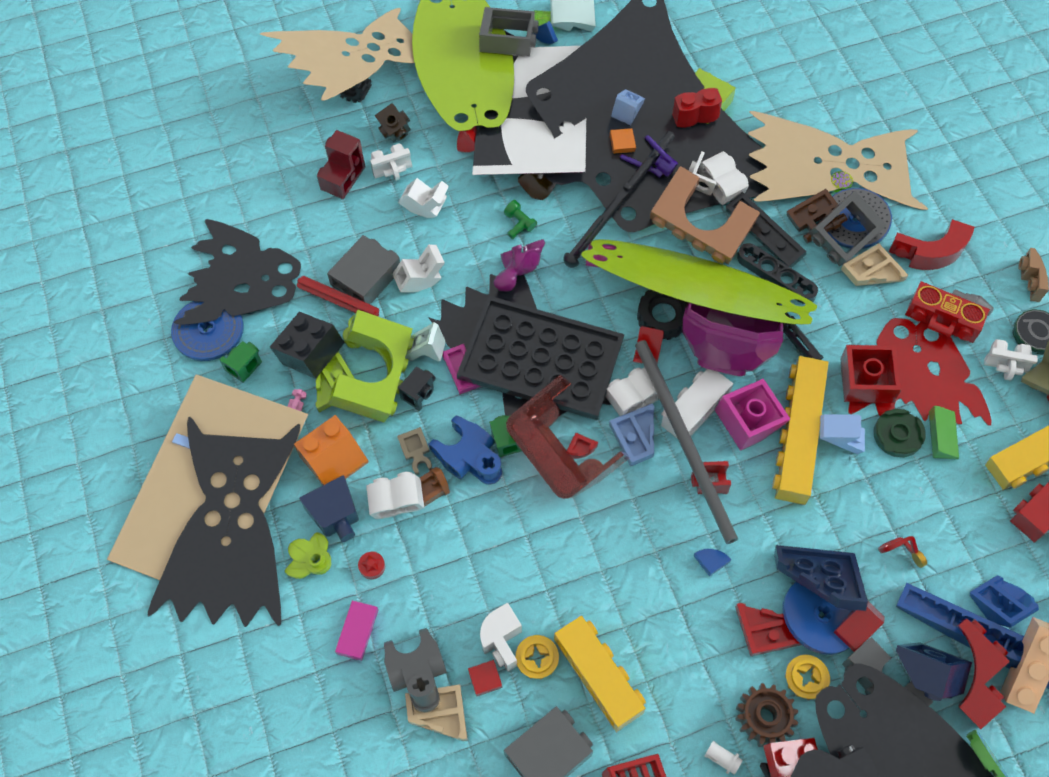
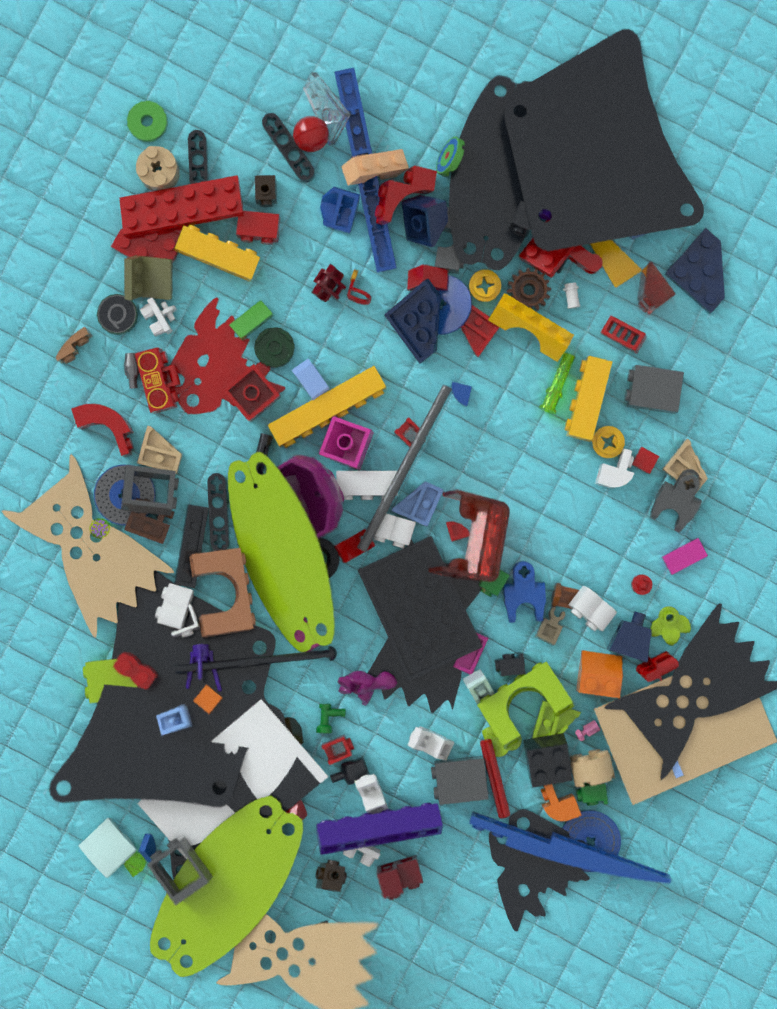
camera: 135 degrees left, 25 degrees up
(215, 299) = (568, 851): none -> blue slope
(258, 325) = (560, 808): none -> orange brick
(261, 372) = (592, 768): none -> tan brick
(285, 507) = (657, 666): none -> red arm
(392, 177) = (379, 828): none -> dark purple brick
(457, 204) = (351, 771): none -> black piece
(485, 207) = (338, 749): none -> red window
(635, 647) = (553, 393): none -> clear neon green pin
(697, 689) = (512, 313): none -> yellow arch
(931, 527) = (325, 286): none -> dark red piece

